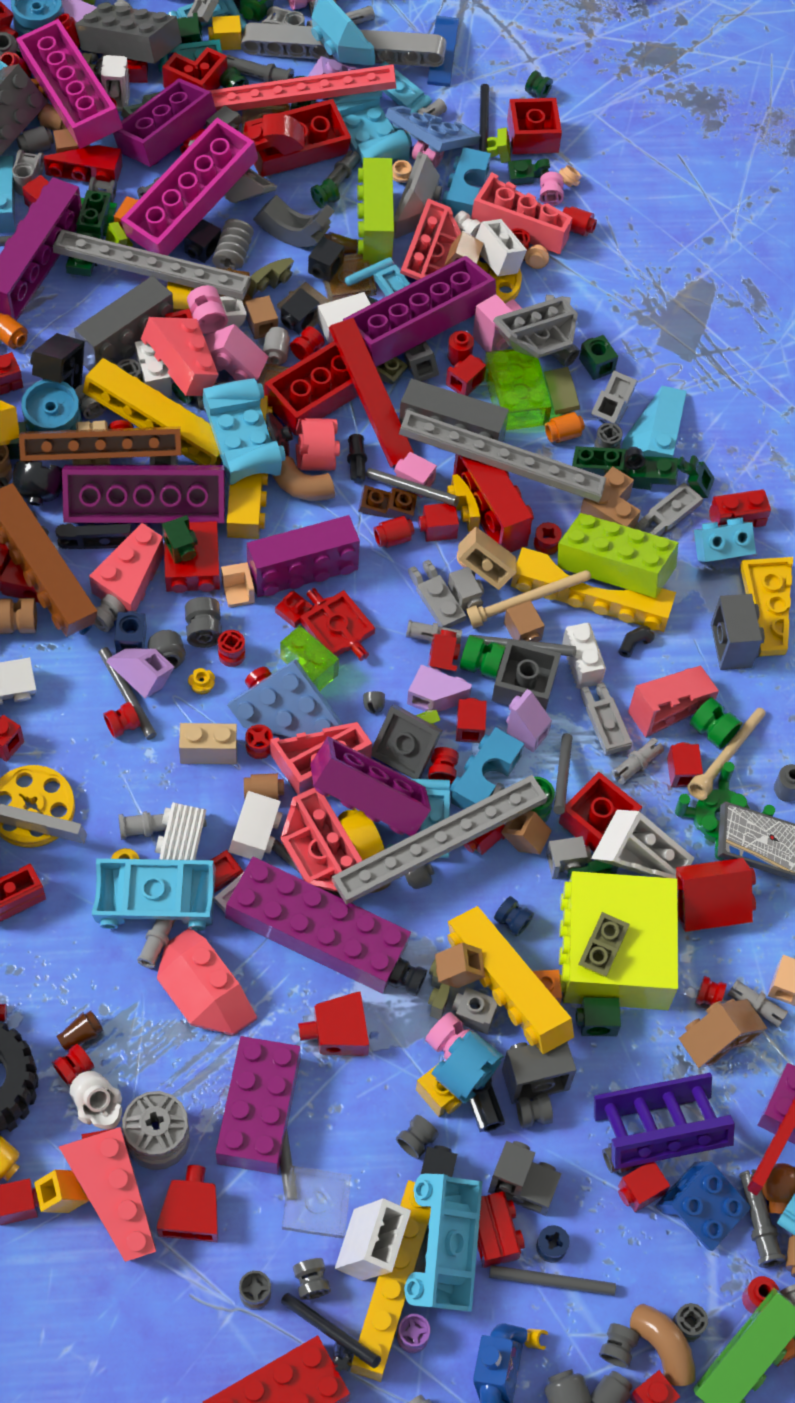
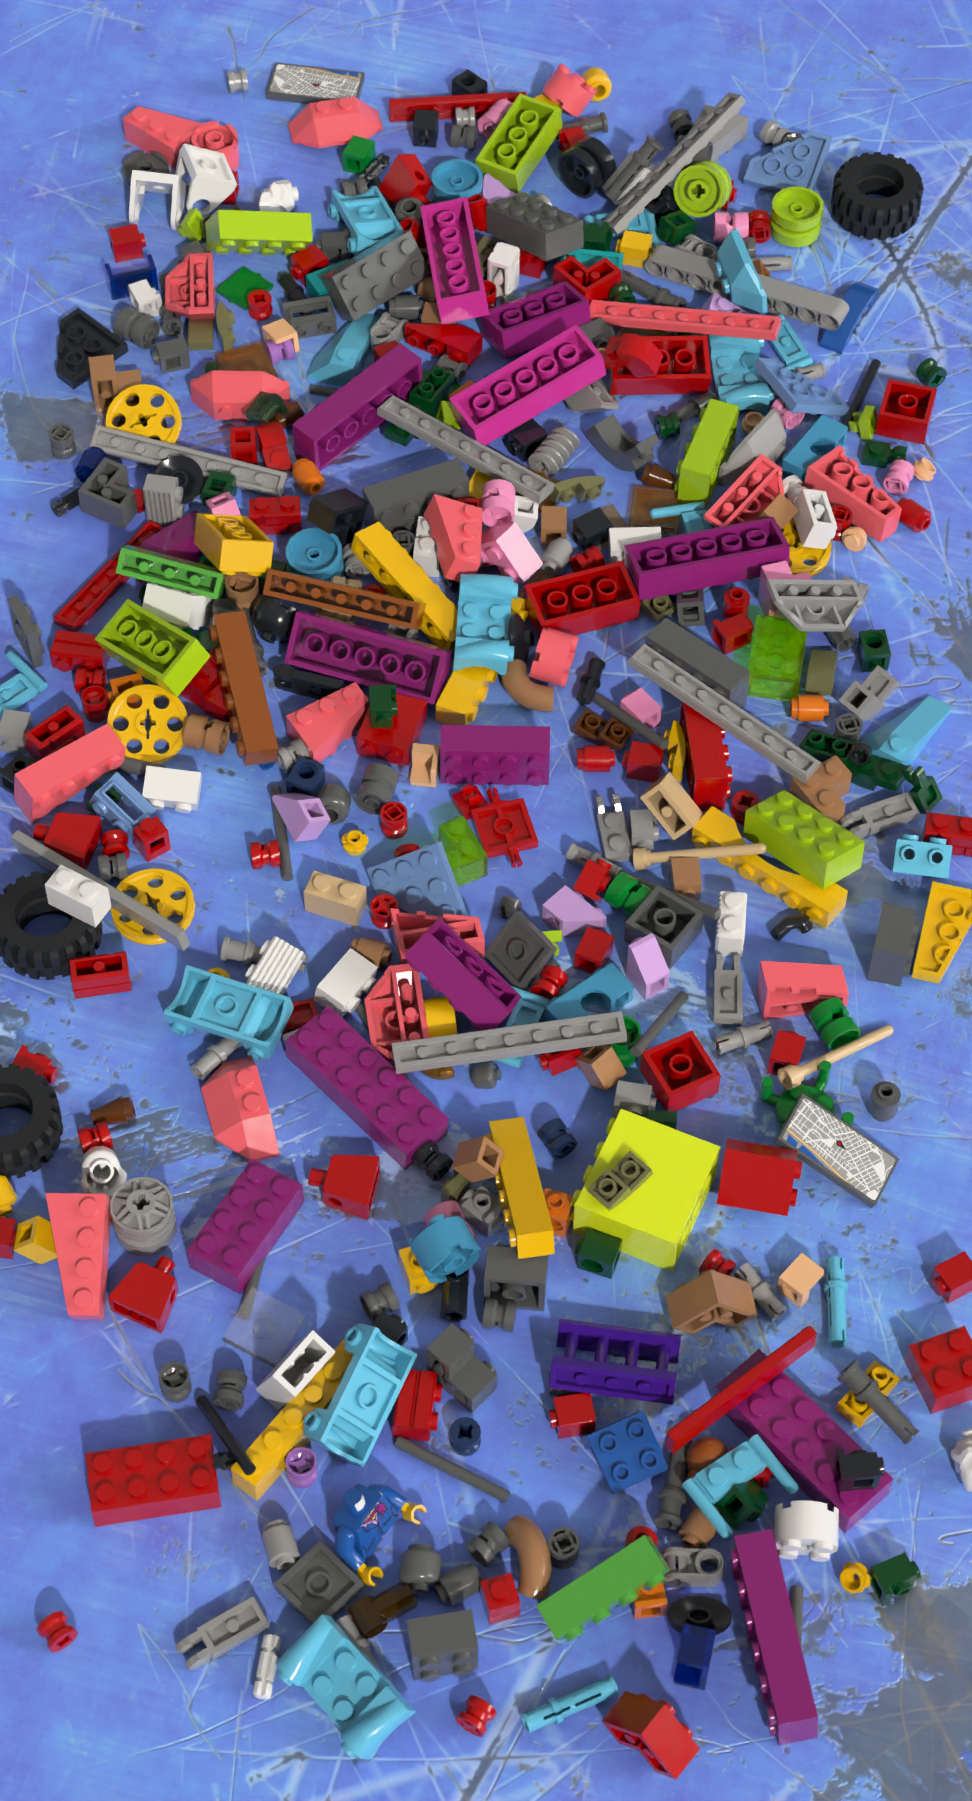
camera: 25 degrees right, 5 degrees down
(325, 259) = (638, 487): black brick -> none
(370, 390) = (624, 615): red tile -> none
(640, 847) = (700, 1109): white wedge -> none

